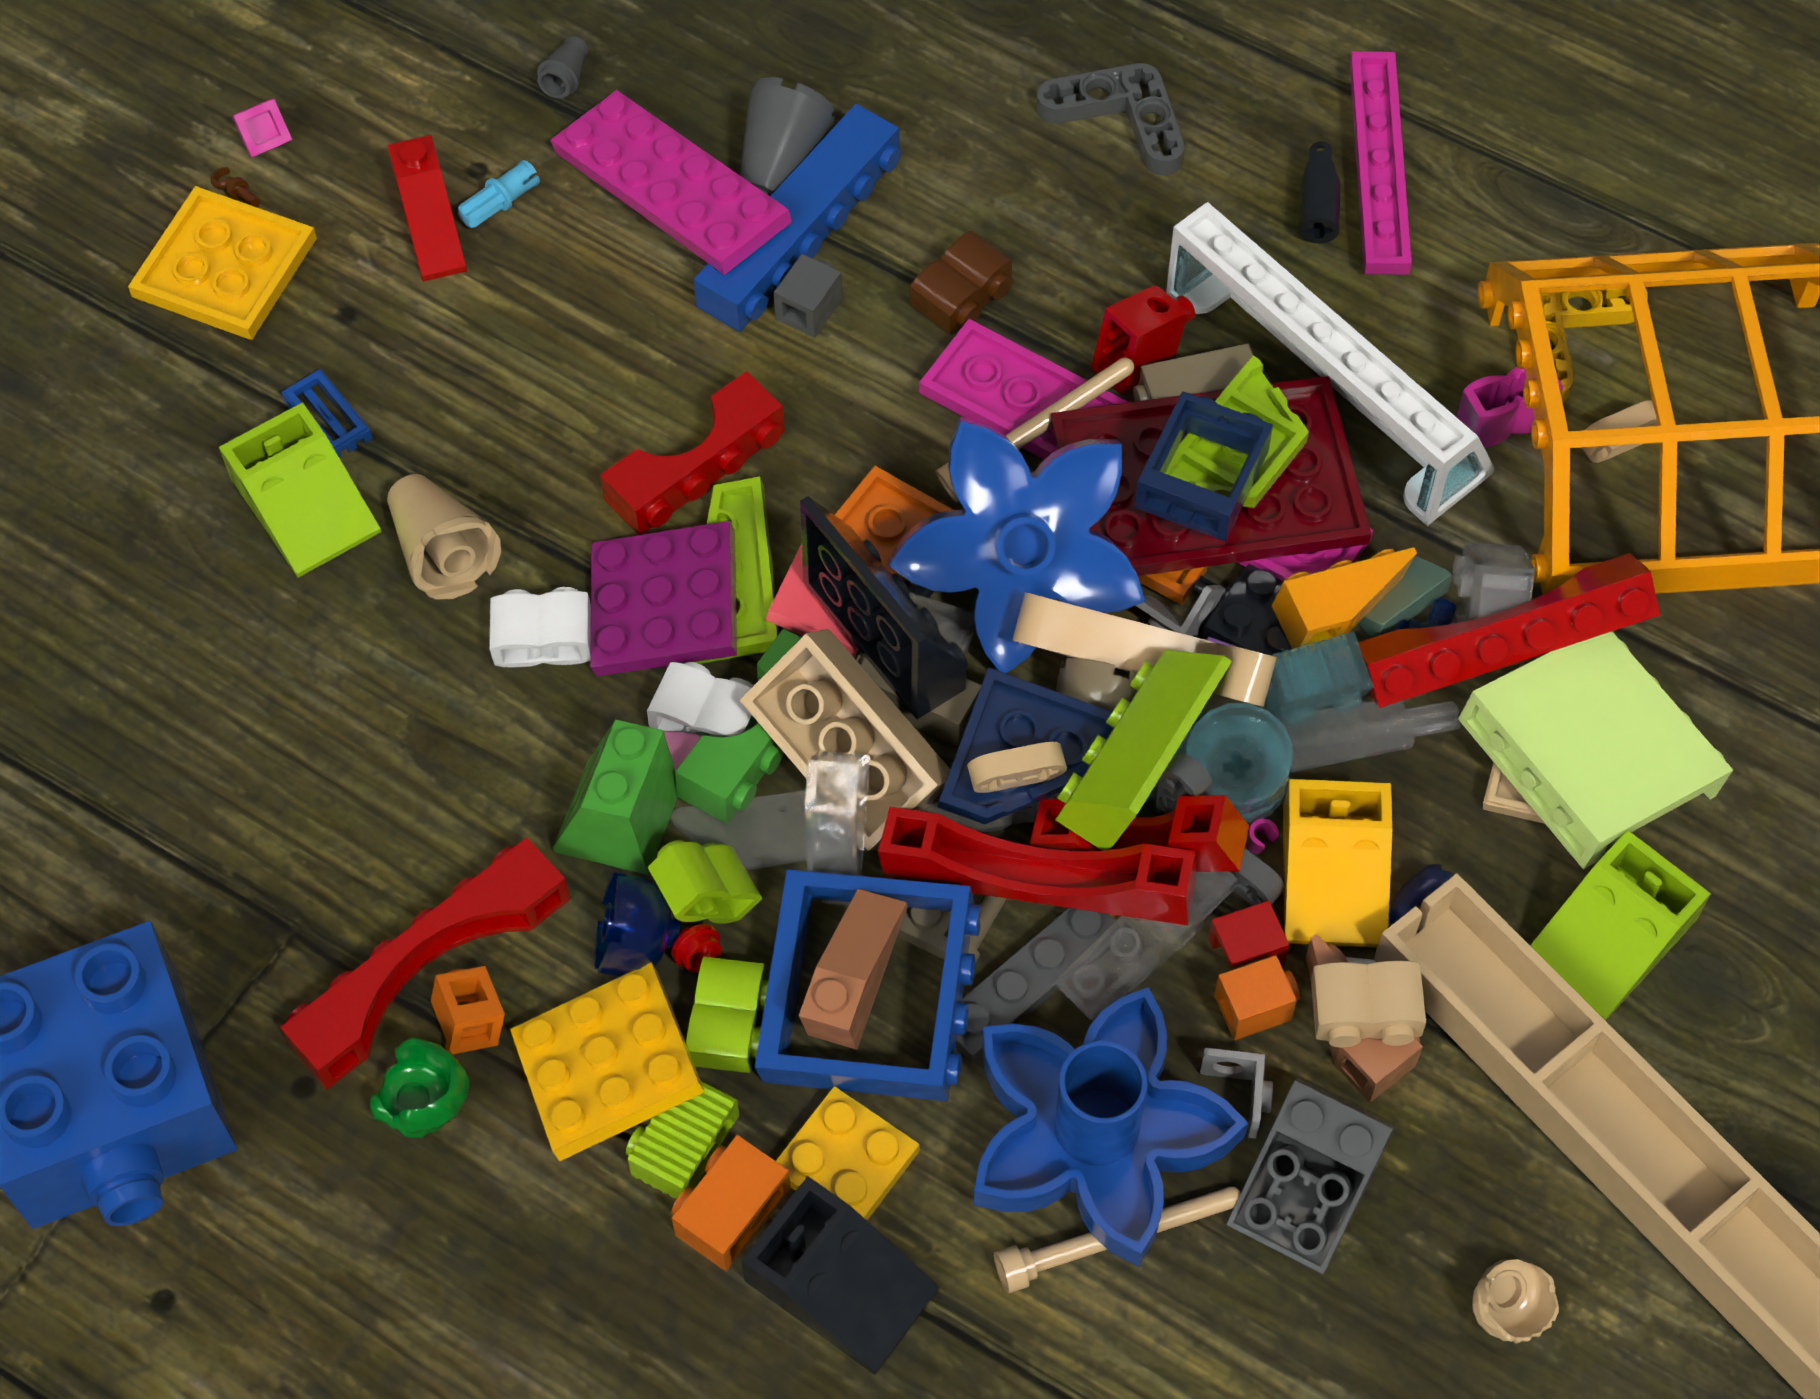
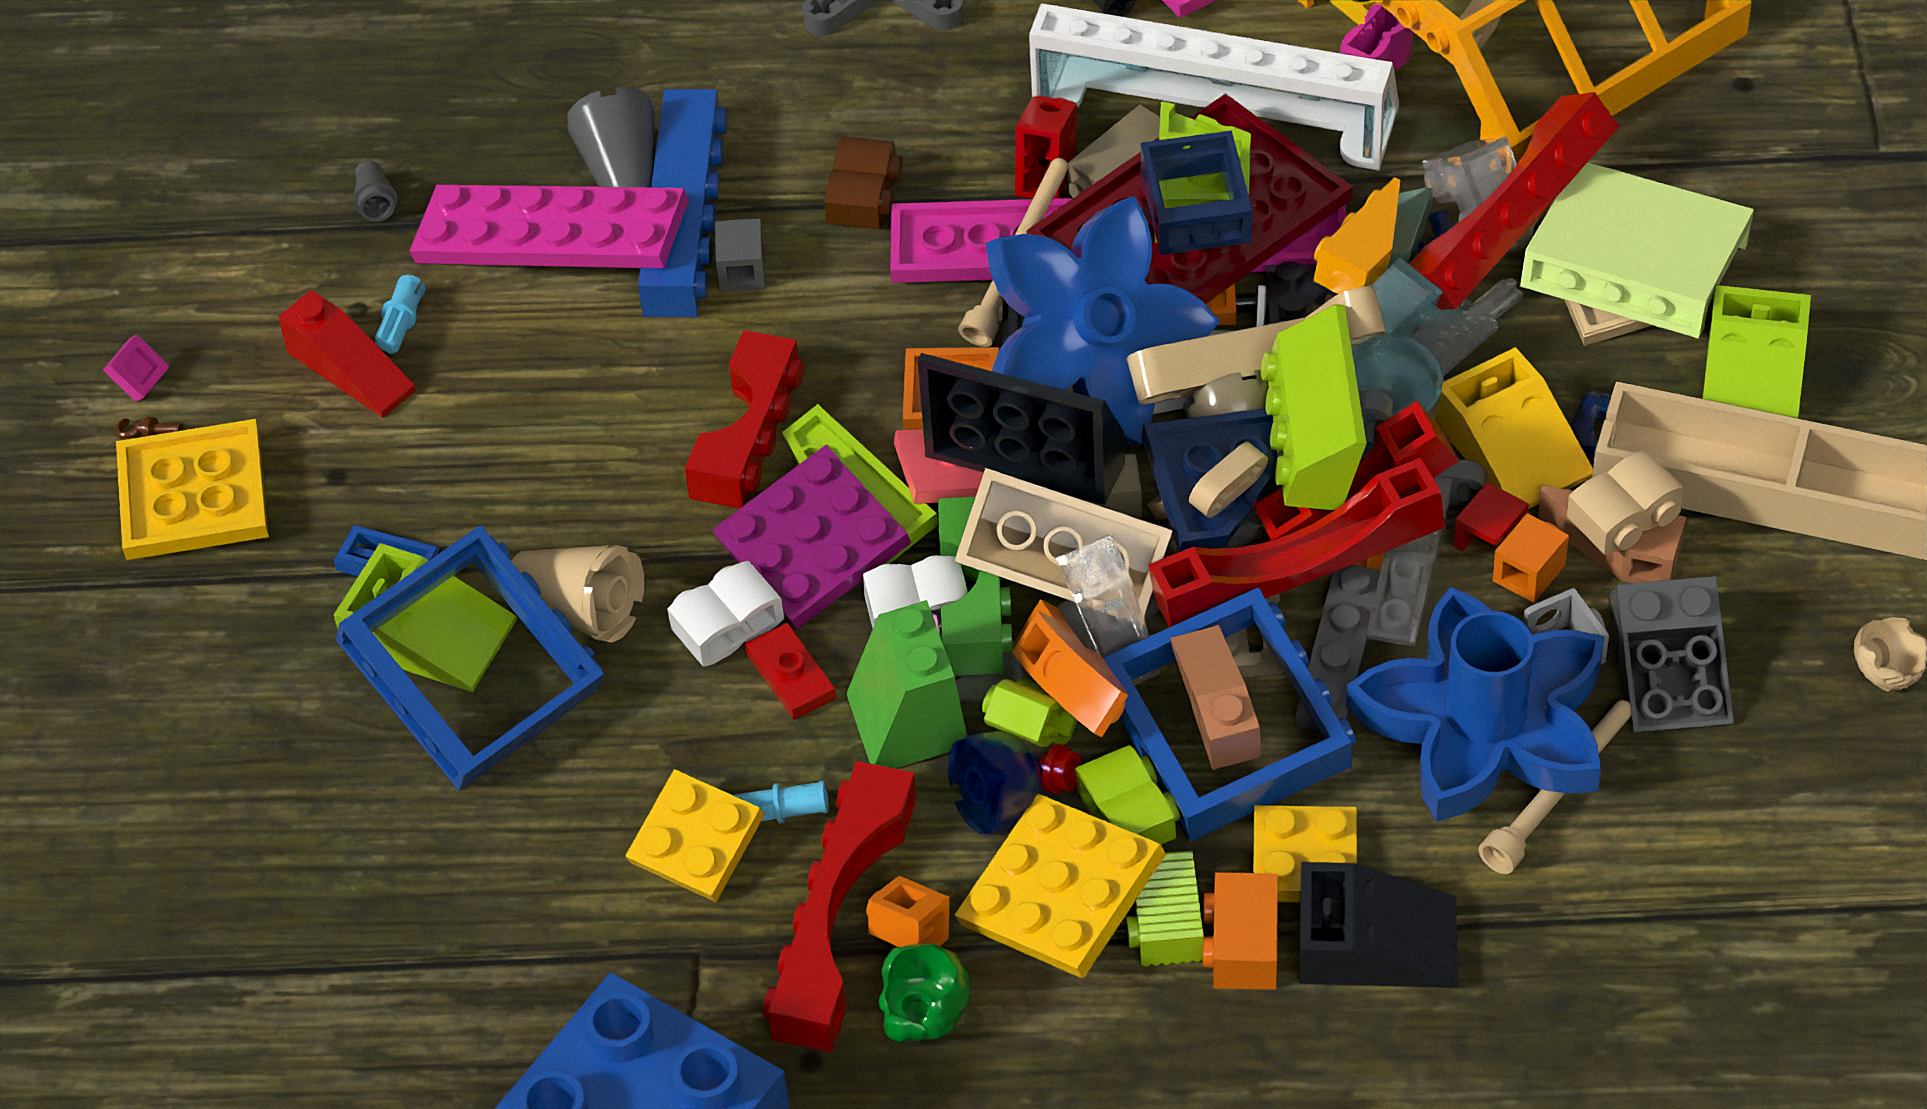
camera: 30 degrees left, 10 degrees down
(216, 552) = (408, 702): none -> blue window
(361, 821) = (695, 835): none -> yellow plate
(451, 833) = (789, 801): none -> medium azure axle
(557, 713) = (790, 671): none -> red plate
(750, 864) = (1069, 670): none -> orange slope

